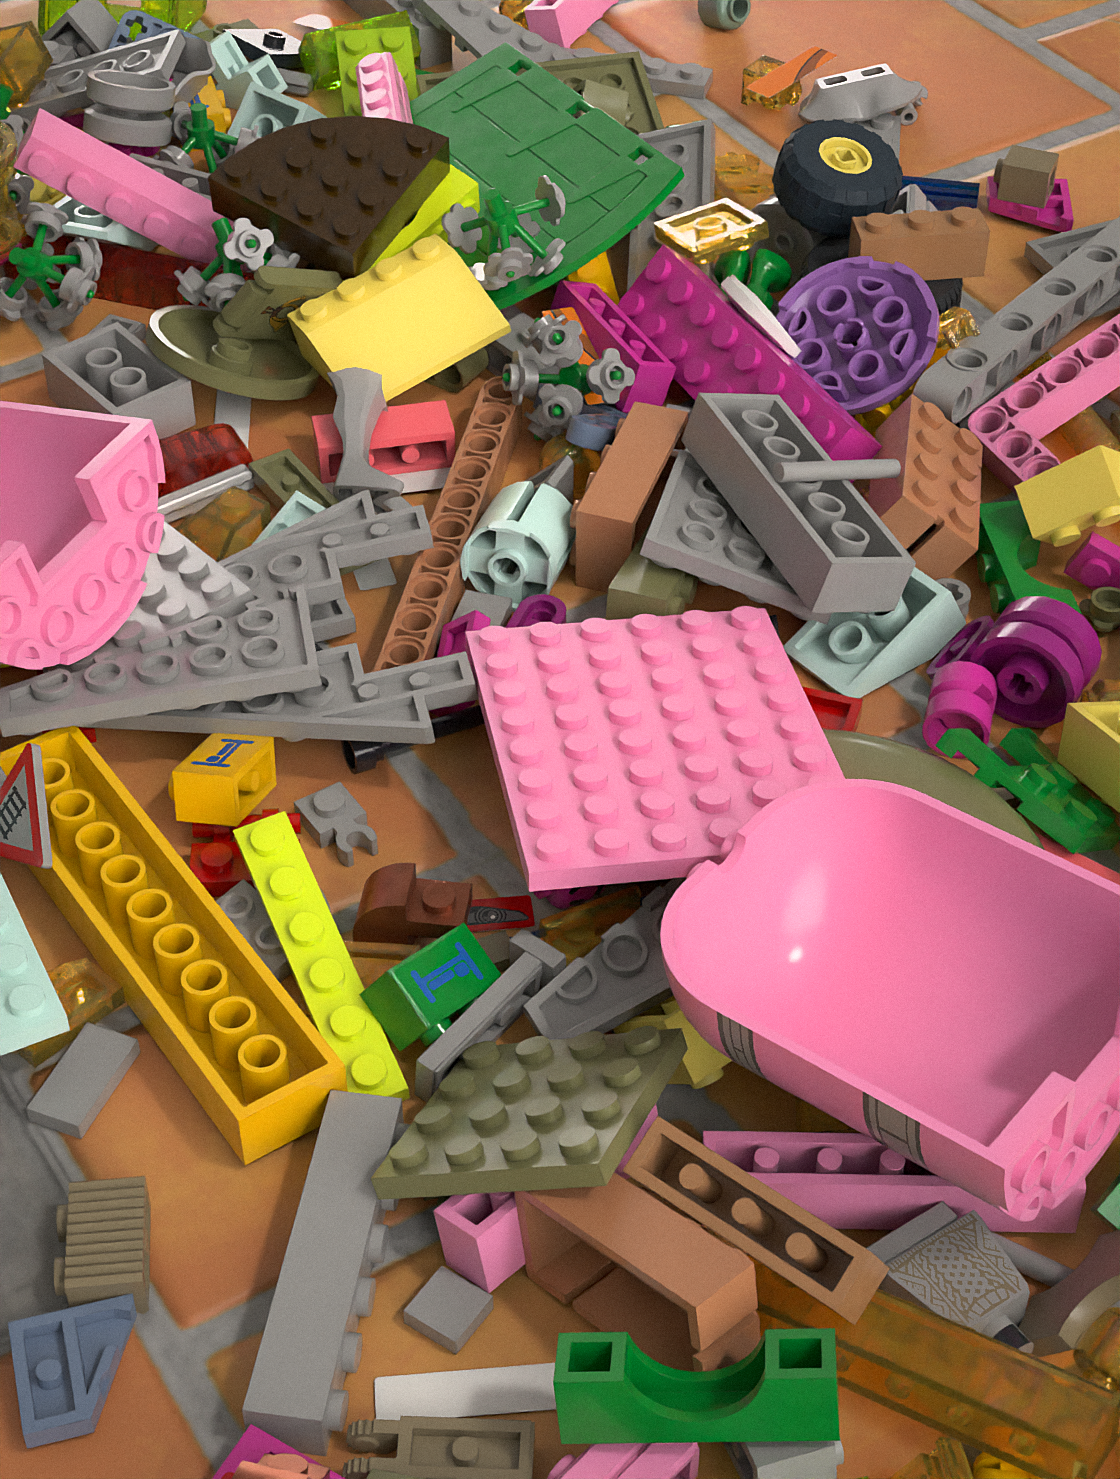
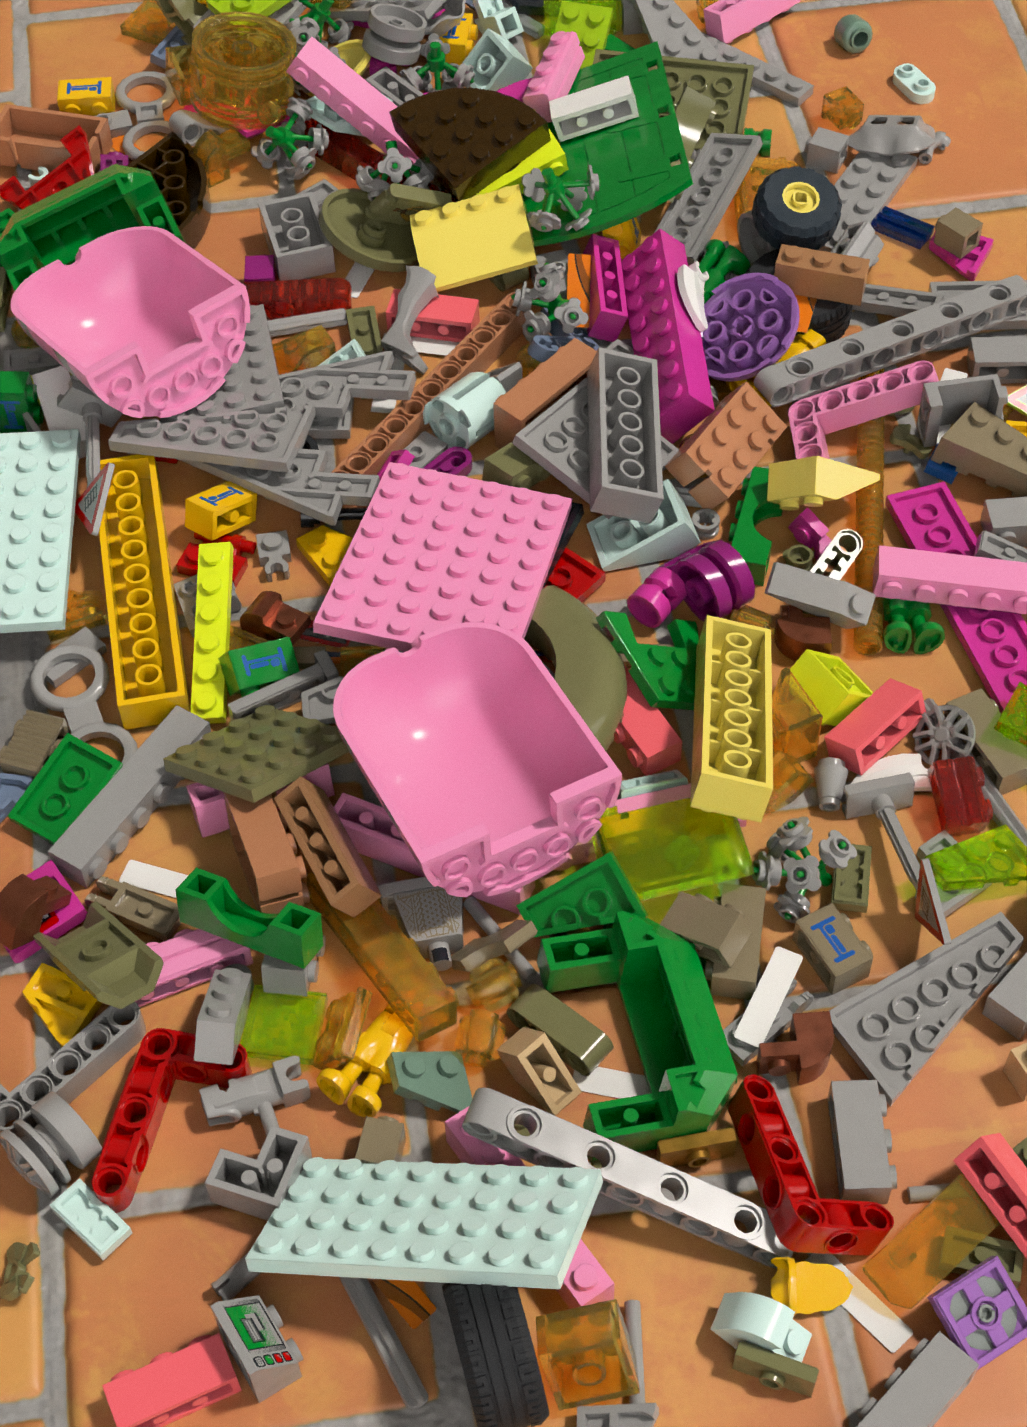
camera: 25 degrees right, 10 degrees up
(171, 1169) = (81, 710): none -> light grey bar
(207, 1298) = (63, 788): none -> green plate
(432, 794) = (324, 550): none -> yellow wing
(448, 1309) = (181, 838): light grey tile -> none
(488, 122) = (593, 108): none -> white brick
(711, 230) = (705, 223): clear yellow plate -> none
(777, 125) = (826, 150): none -> light grey brick
(791, 71) = (855, 105): orange sticker -> none
(836, 470) = (653, 424): light grey bar -> none
(848, 45) = (914, 83): none -> light aqua plate
(954, 327) = (806, 340): clear yellow plate -> none
(1013, 271) = (895, 300): none -> light grey plate

